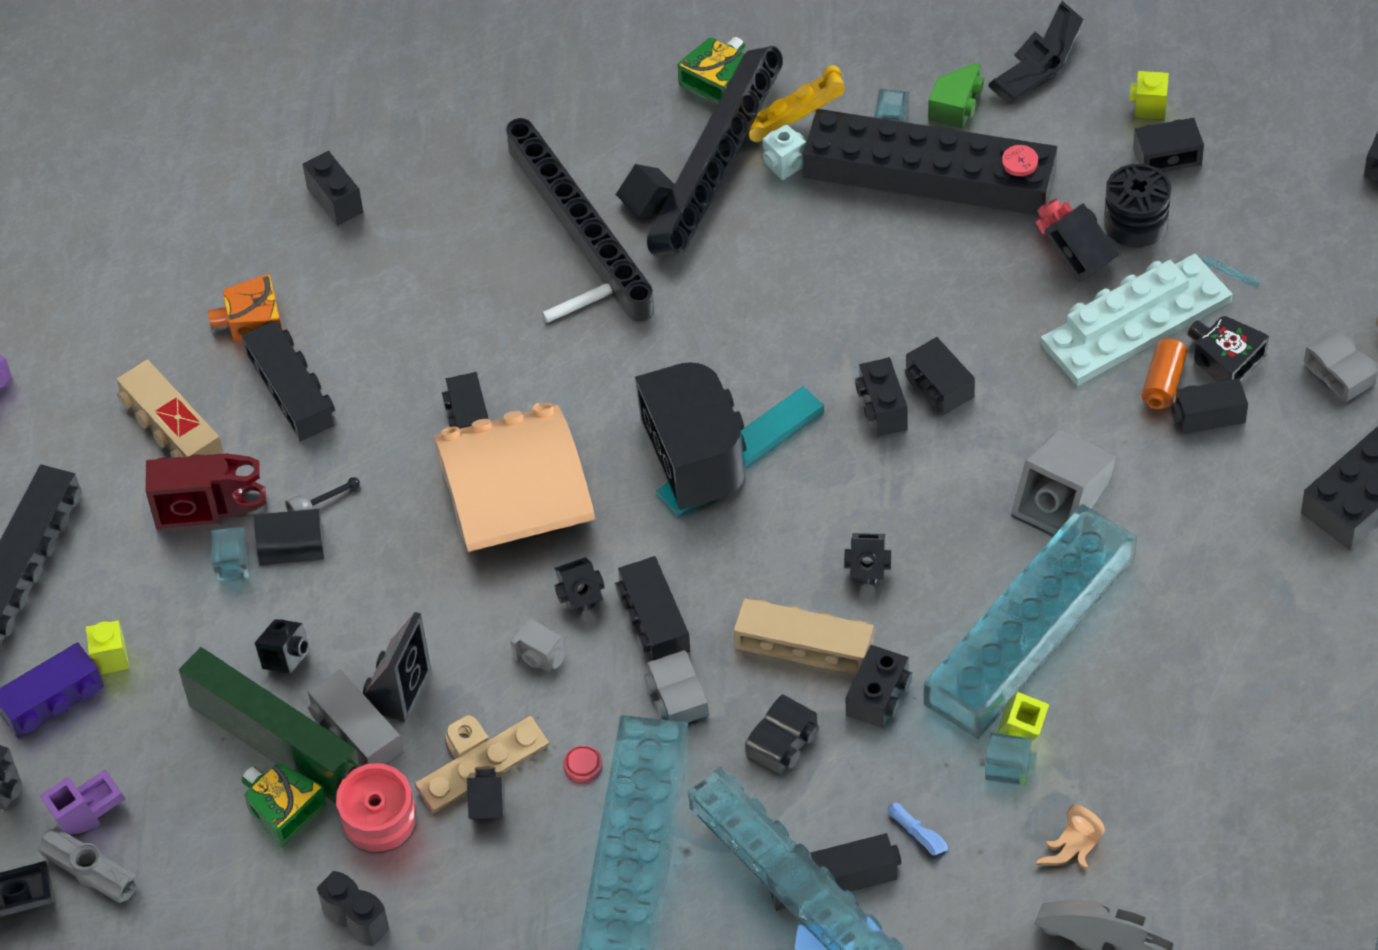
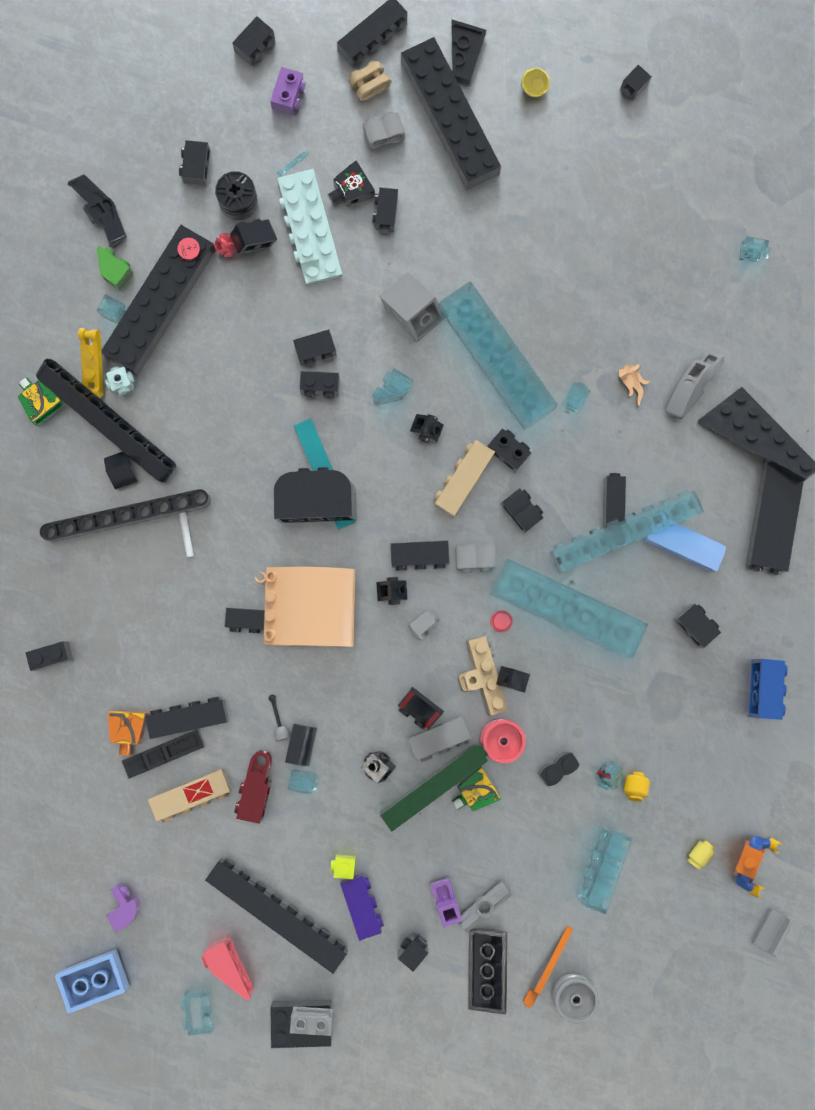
camera: 85 degrees left, 30 degrees up
(224, 367) = (162, 754): none -> black slope
(916, 496) = (394, 388): none -> clear light blue slope
(927, 837) = (605, 456): light blue piece -> none
(1023, 716) = (558, 381): neon yellow brick -> none
(1150, 95) = (155, 157): neon yellow brick -> none
(1164, 373) = (356, 226): orange brick -> none
(1341, 224) = (287, 91): none -> medium lavender brick

